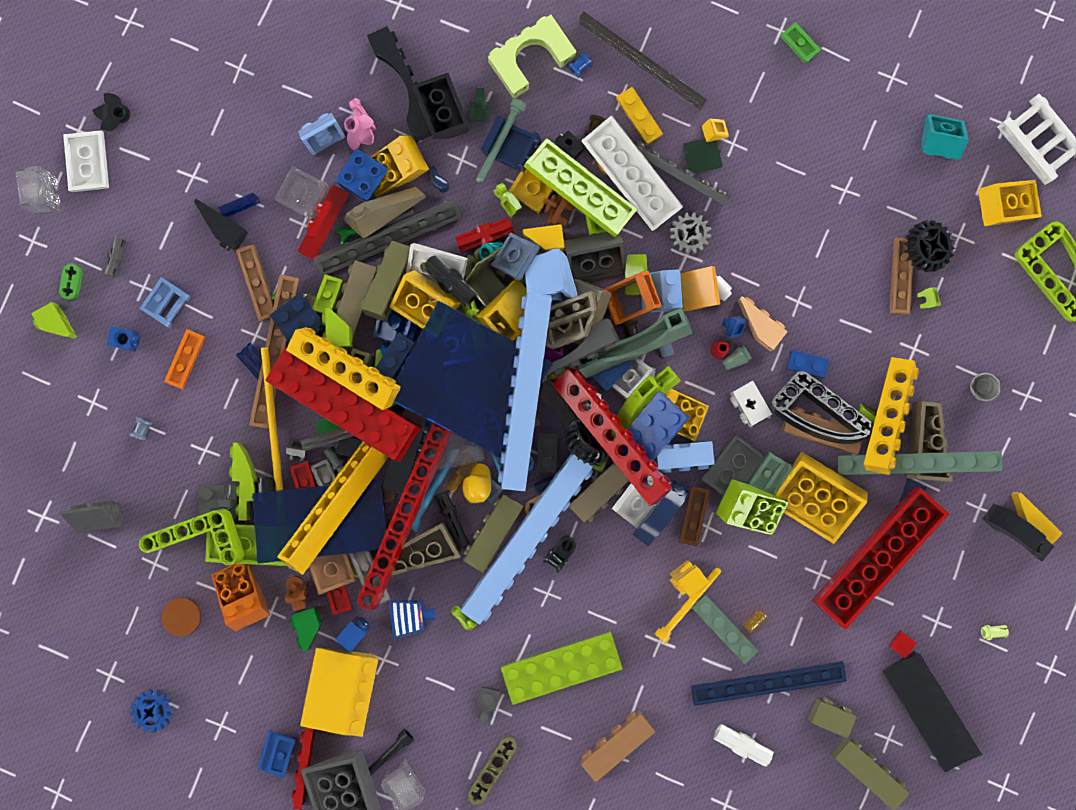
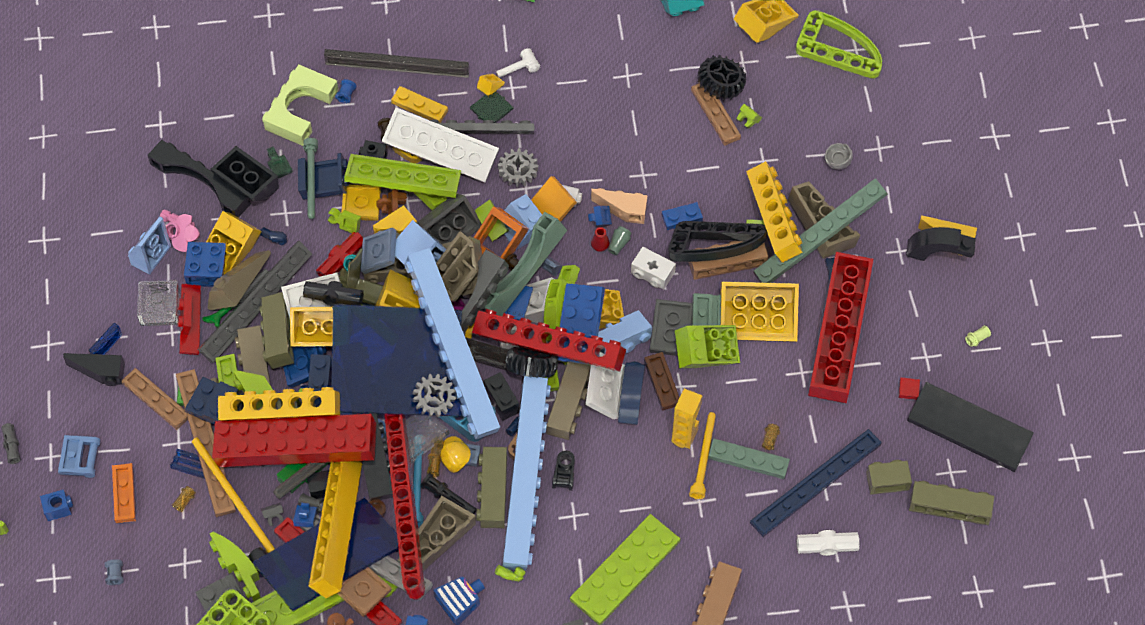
camera: 30 degrees left, 25 degrees down
(231, 393) = (184, 498): none -> clear yellow pin
(321, 471) = (305, 515): none -> blue tile
(475, 432) = (440, 390): none -> light grey gear
(764, 125) = (528, 60): none -> white piece

